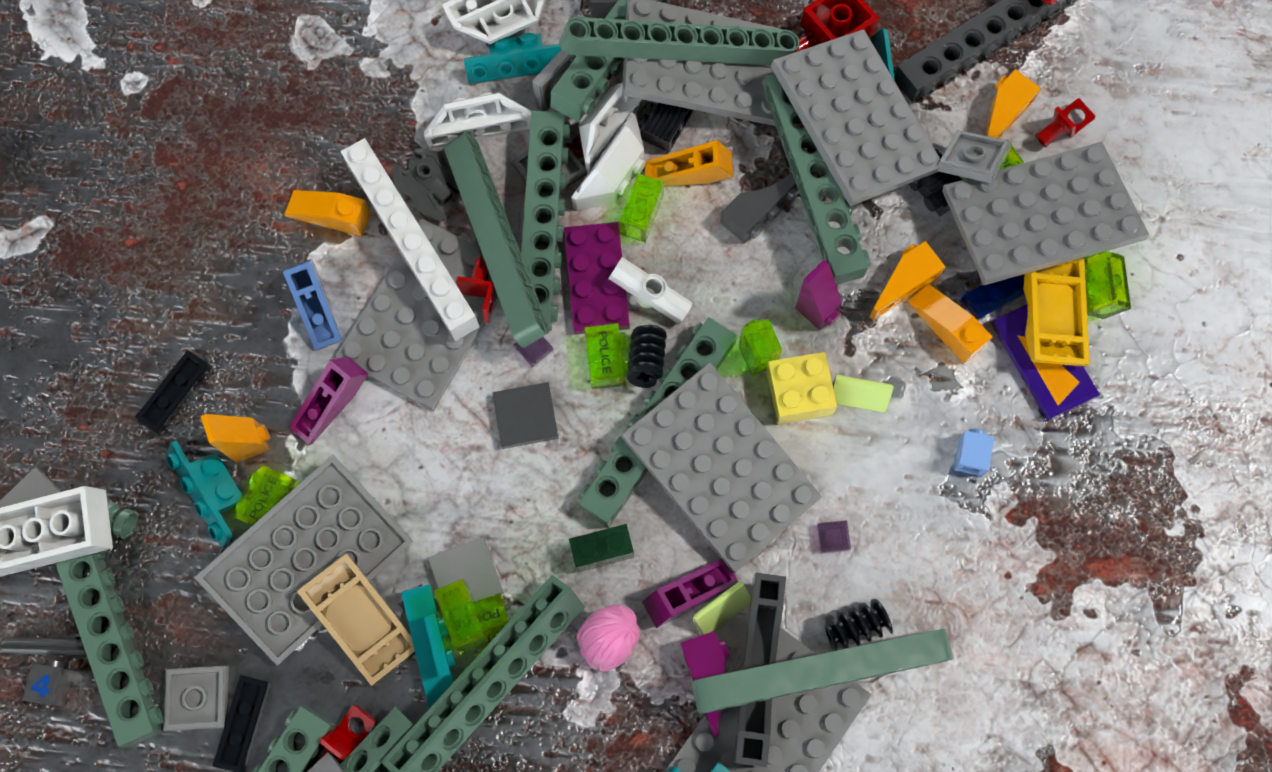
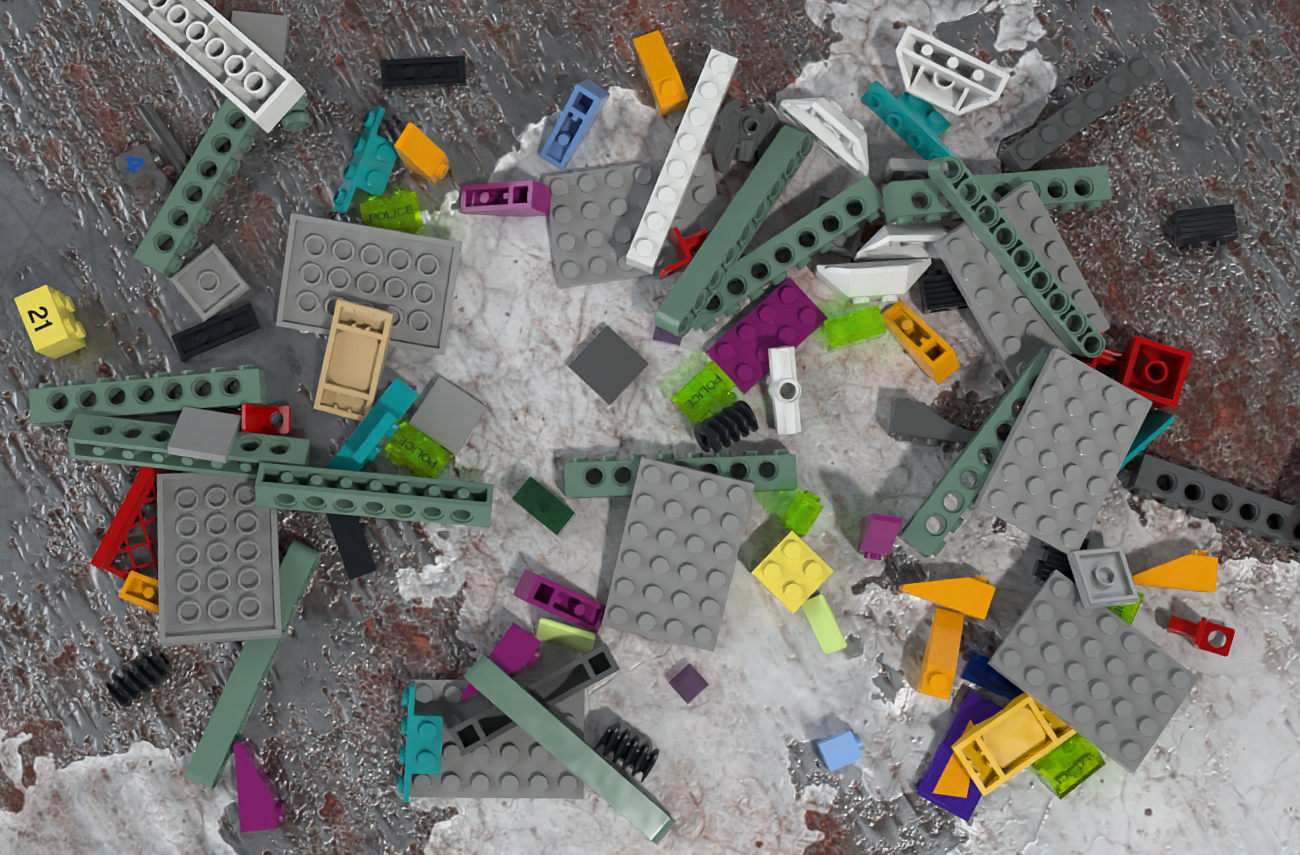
camera: 50 degrees right, 10 degrees up
(461, 615) = (409, 439): clear neon green brick -> none
(511, 737) = (352, 545): none -> black tile
(608, 637) = (478, 563): bright pink hair -> none

